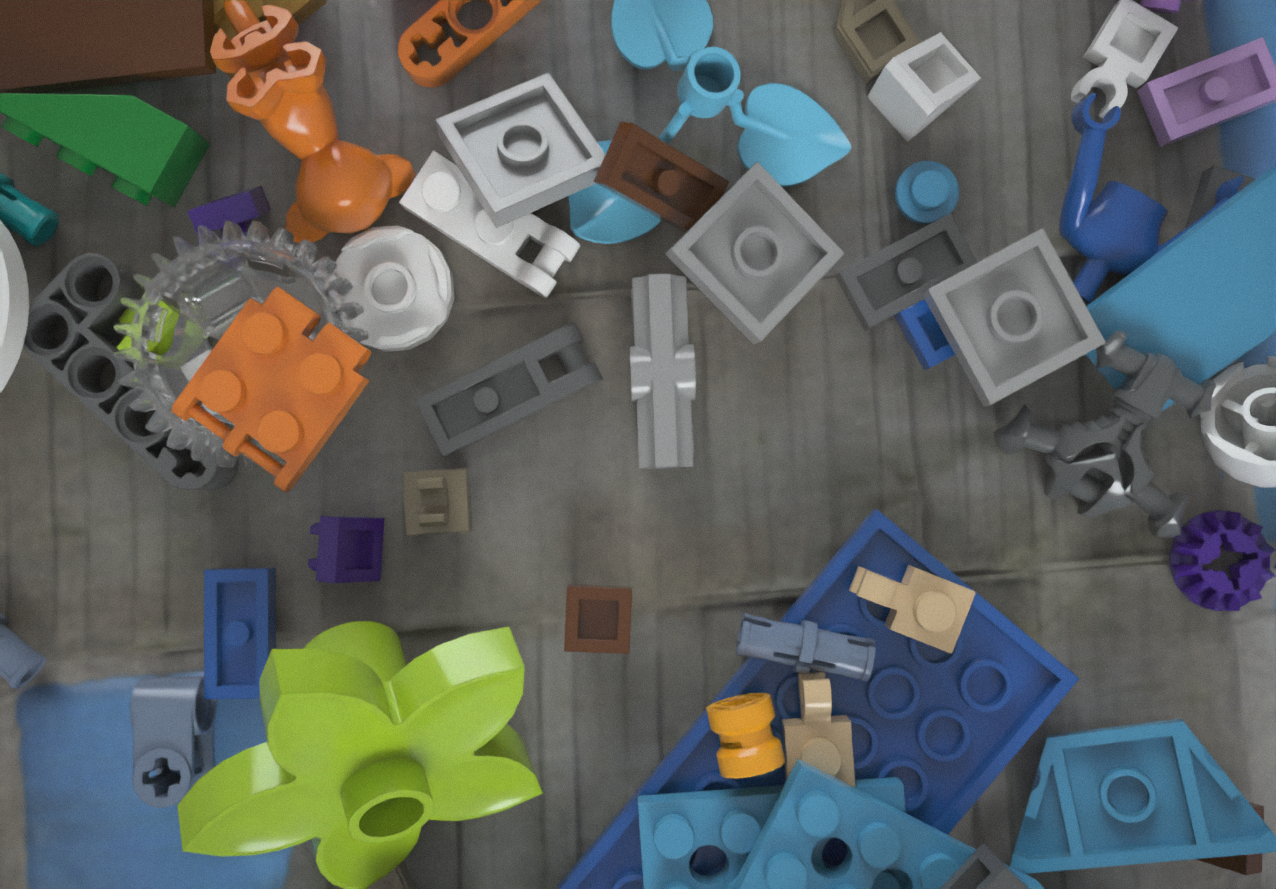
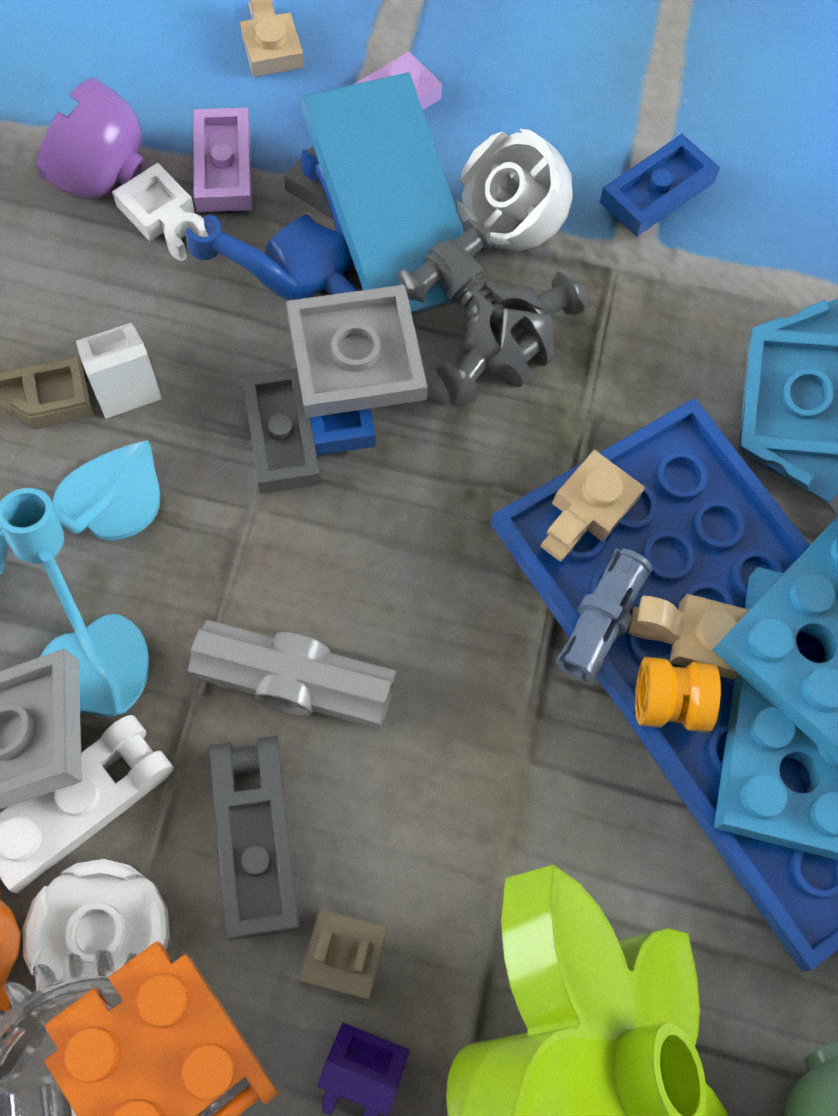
camera: 75 degrees left, 20 degrees down
(598, 619) = (521, 812): reddish brown tile -> none
(658, 177) = (102, 610): reddish brown plate -> none
(755, 253) = (210, 551): light grey plate -> none
(926, 192) = (214, 393): dark azure plate -> none
(1201, 542) = (596, 270): dark purple gear -> none

